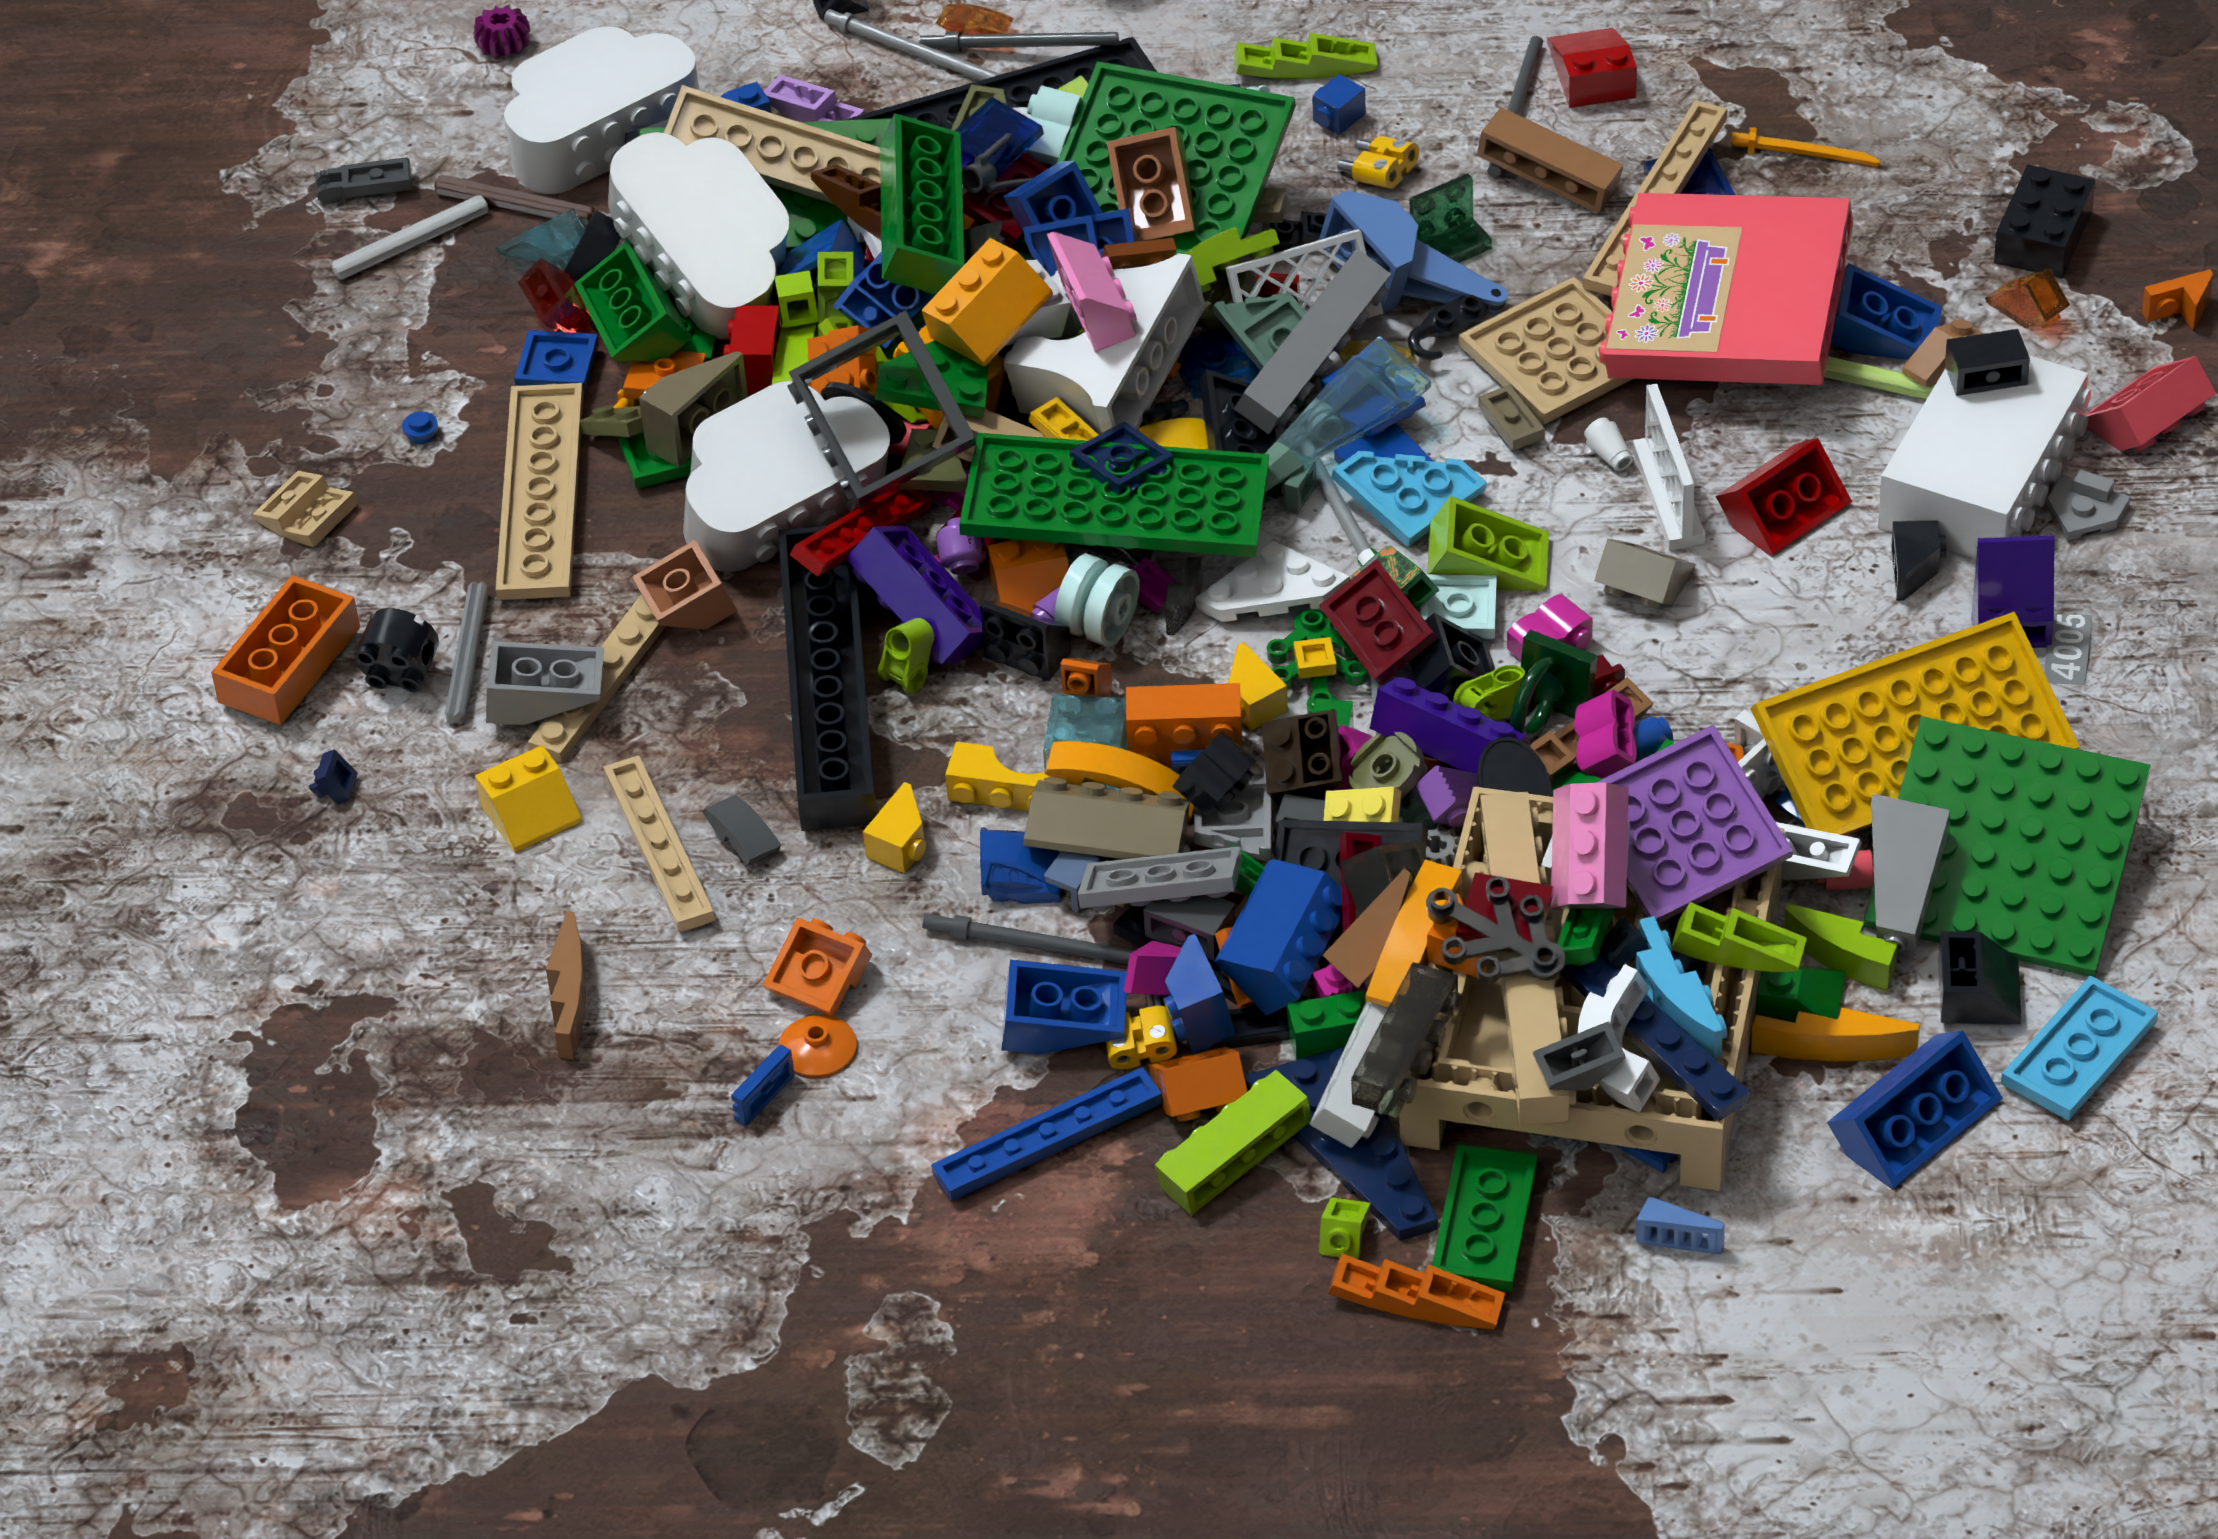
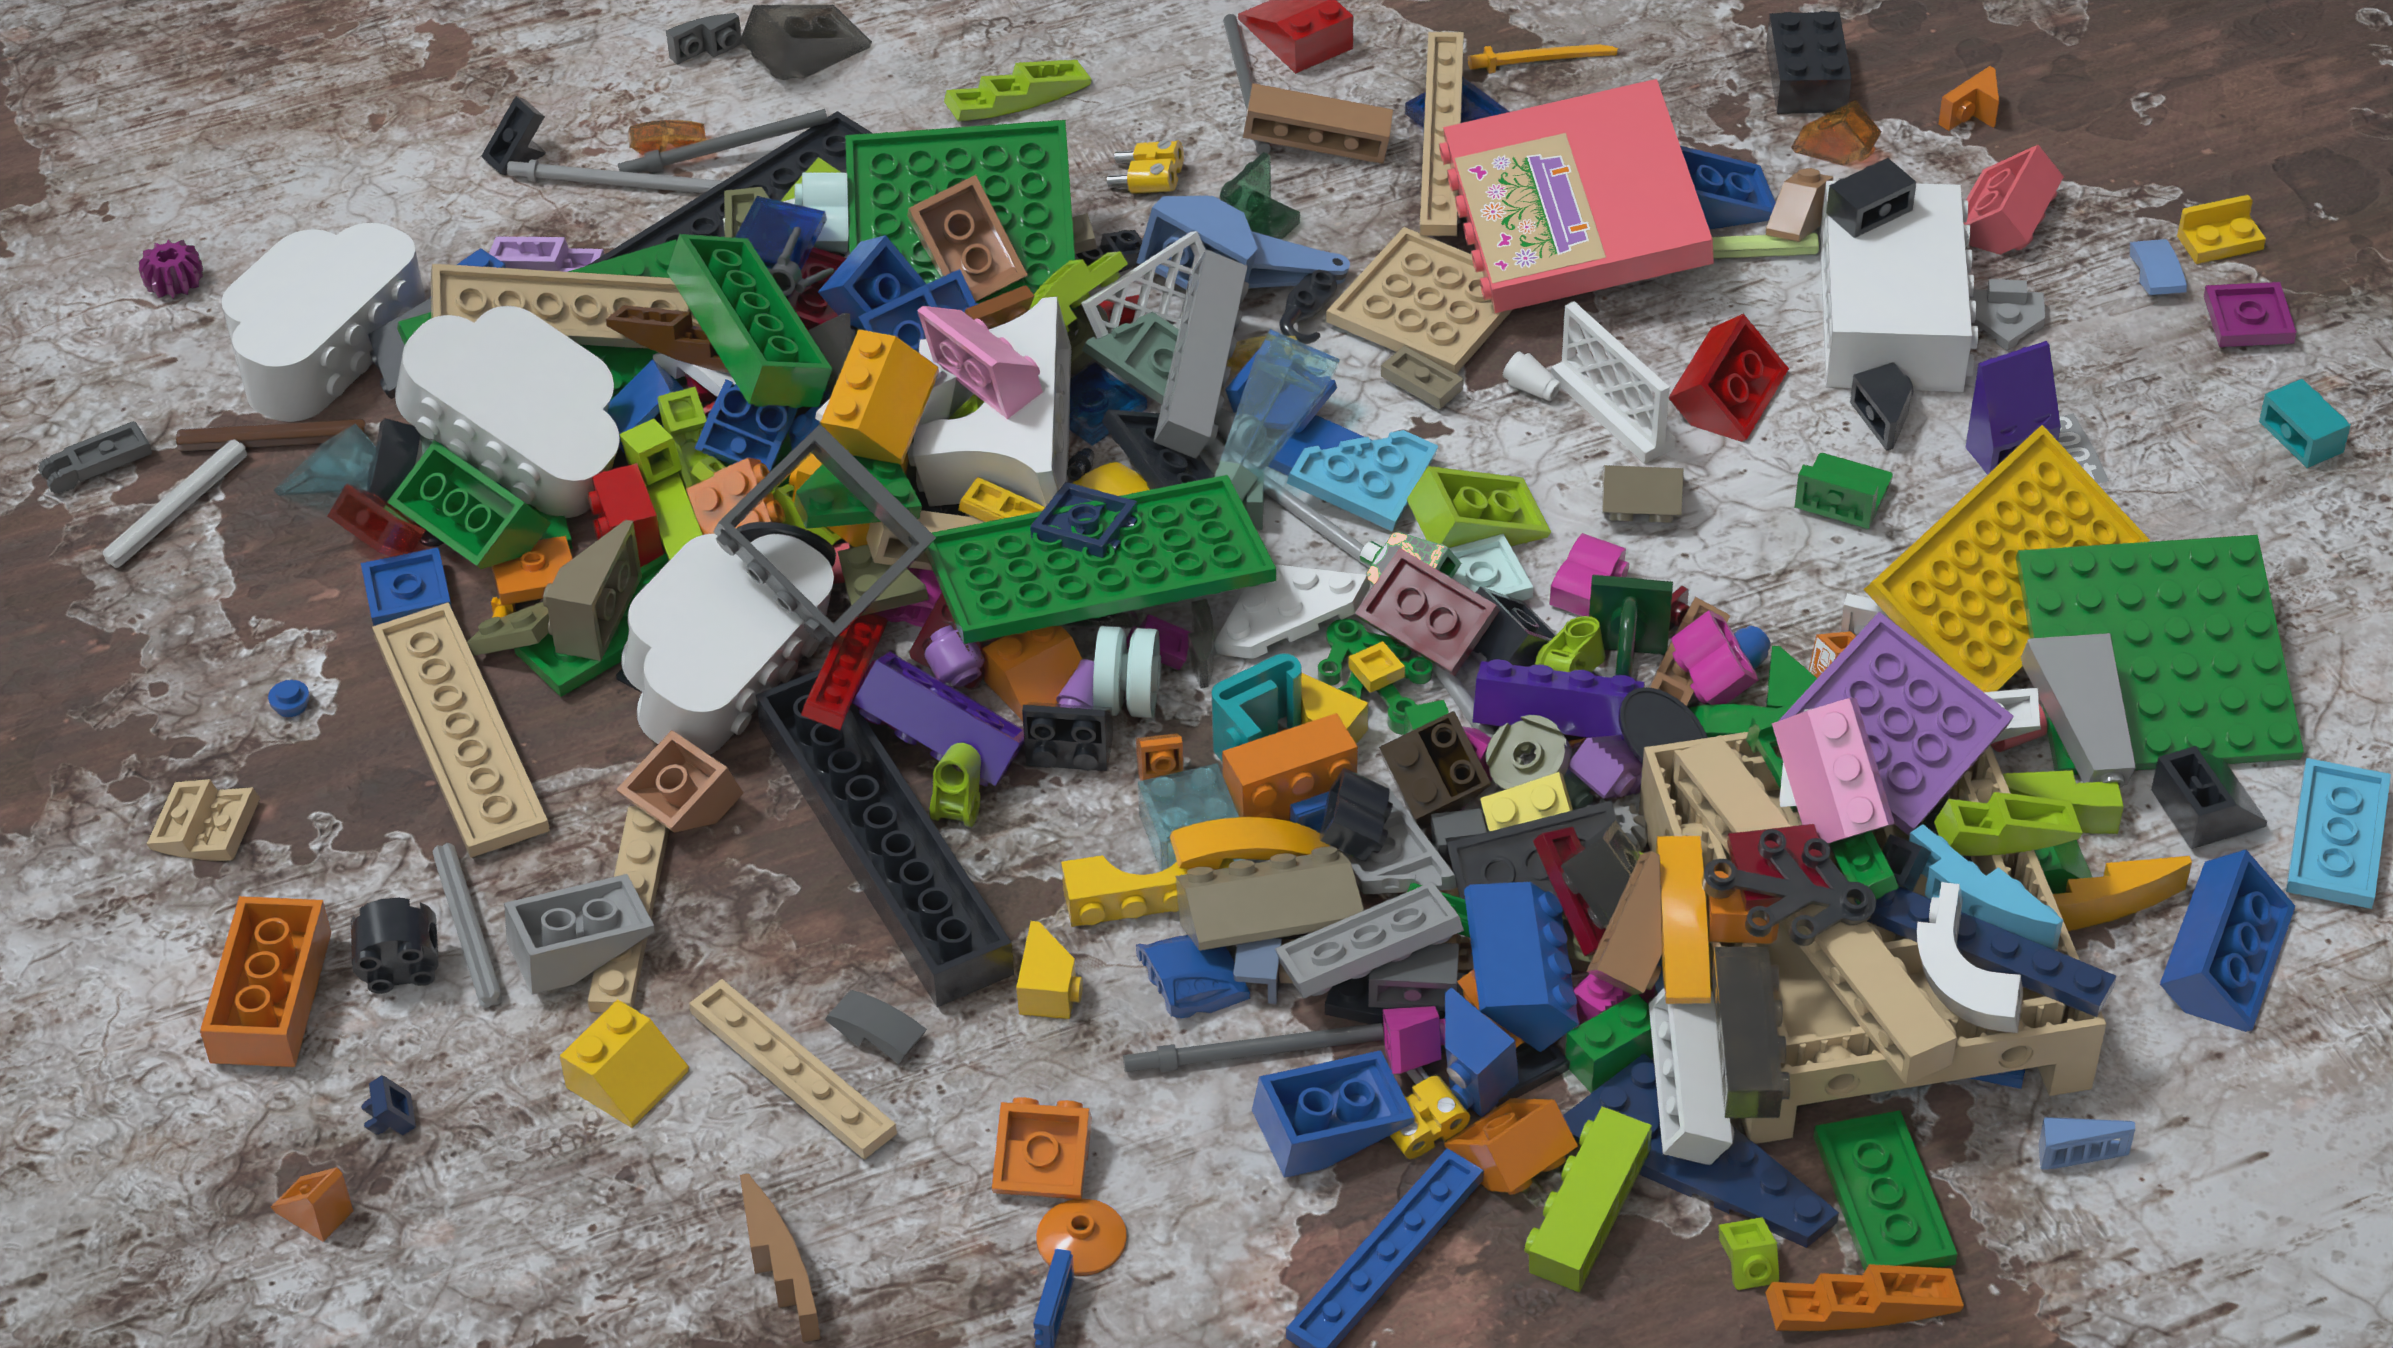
camera: 25 degrees left, 0 degrees up
(244, 836) = (316, 1203): none -> orange slope
(1189, 654) = (1254, 701): none -> teal piece
(1339, 104) = (1082, 122): blue brick -> none
(1580, 1059) = (1957, 993): dark grey slope -> none
(1826, 621) = (1842, 489): none -> green bracket

